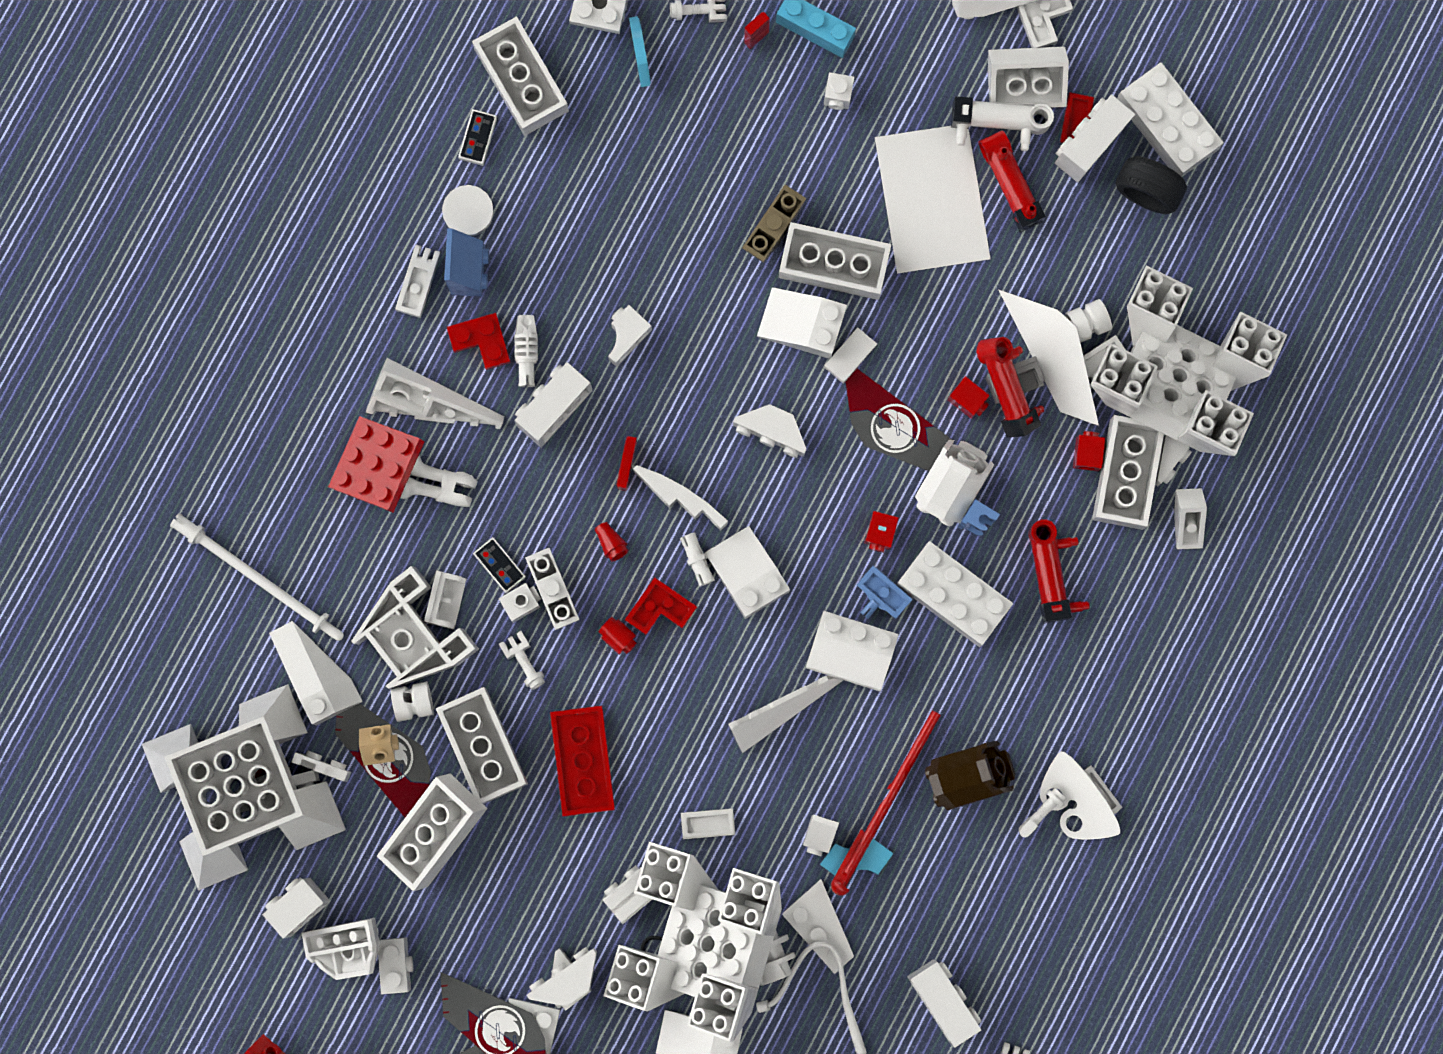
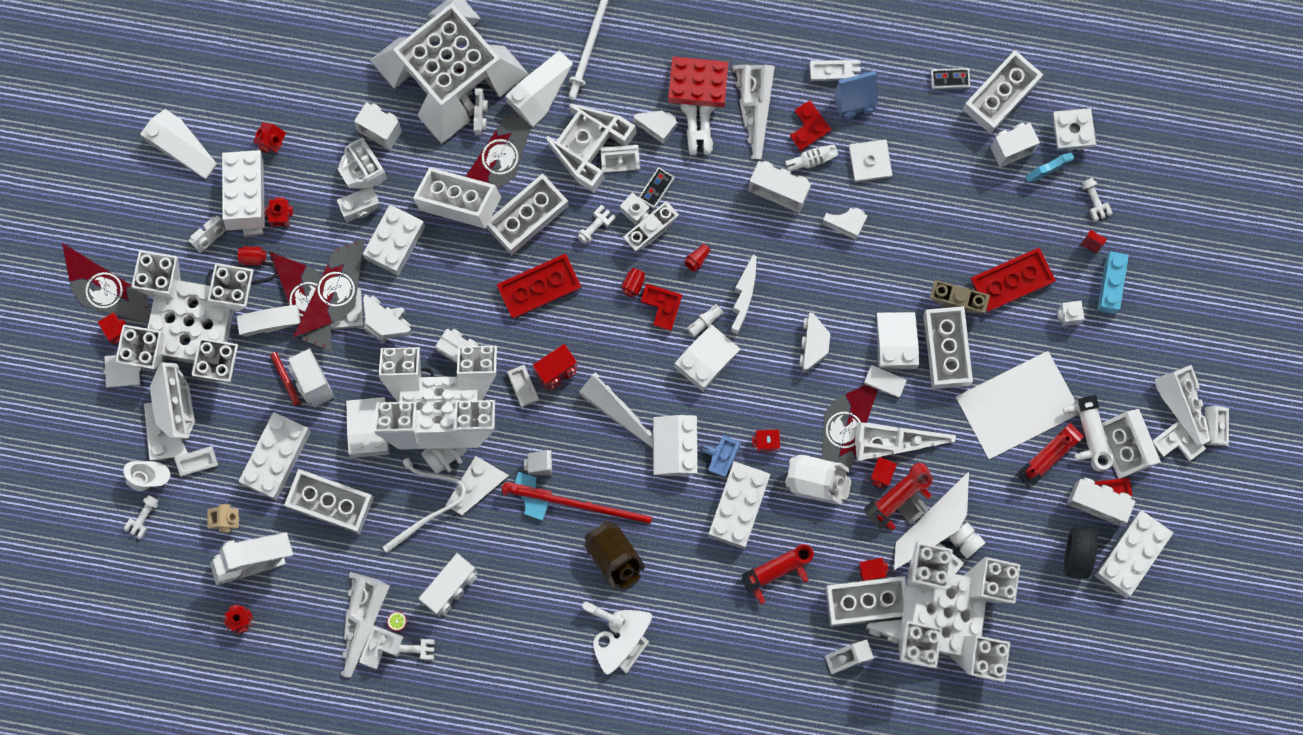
camera: 70 degrees right, 5 degrees down
(377, 744) = (505, 144): tan brick -> none
(414, 536) = (657, 124): none -> white slope
(418, 695) = (543, 159): white wheel -> none
(458, 933) = (394, 240): none -> white brick
(468, 210) = (896, 88): white tile -> none
(553, 276) = (870, 160): none -> white plate
(596, 84) = (1014, 144): none -> white brick
(626, 463) = (757, 250): red tile -> none
(701, 773) = (555, 367): none -> red brick
(769, 147) = (1014, 279): none -> red plate
(926, 385) = (881, 440): none -> white wedge
(976, 517) = (799, 501): medium blue hinge -> none

